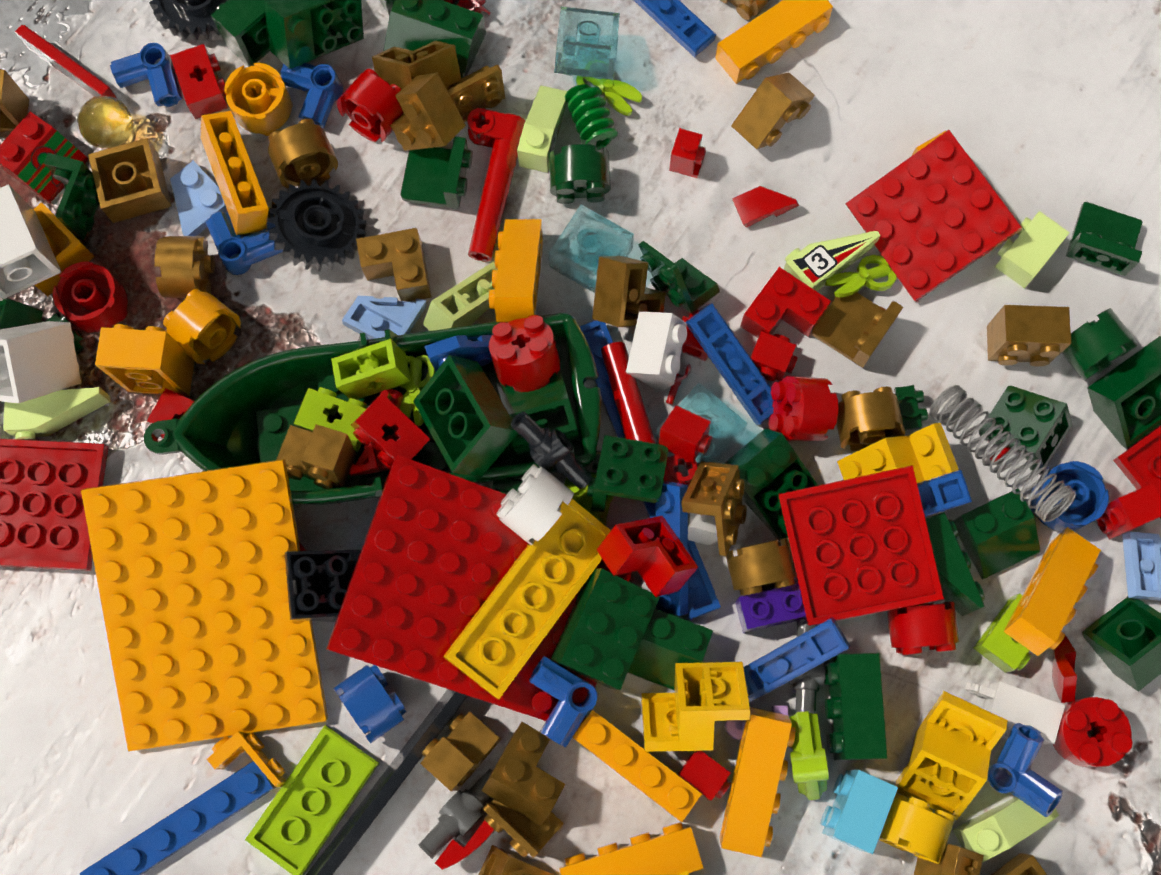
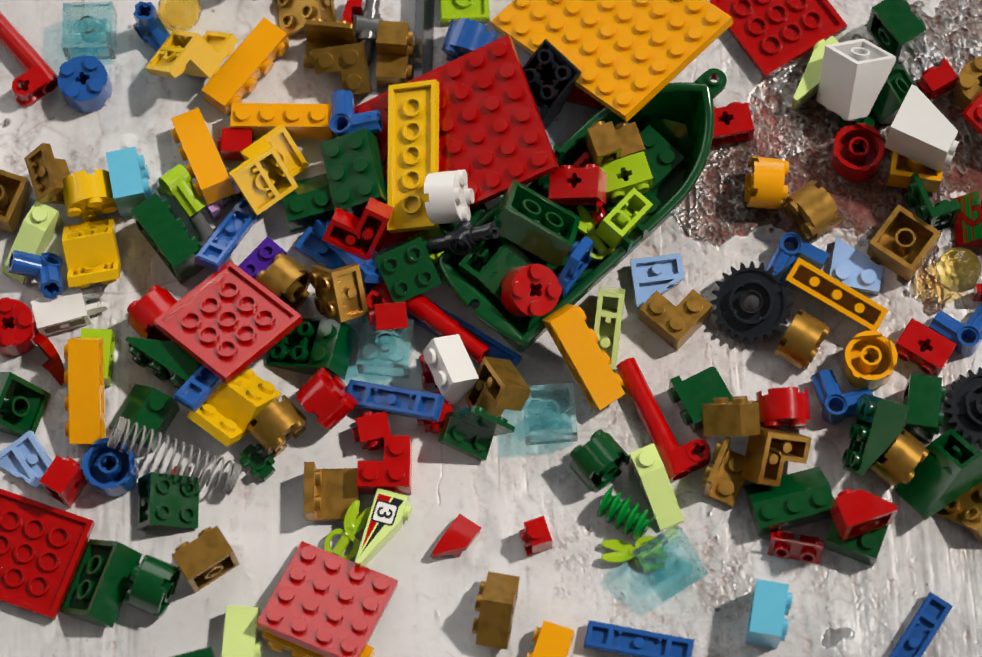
camera: 145 degrees right, 5 degrees down
(144, 360) = (776, 128): light orange brick -> none

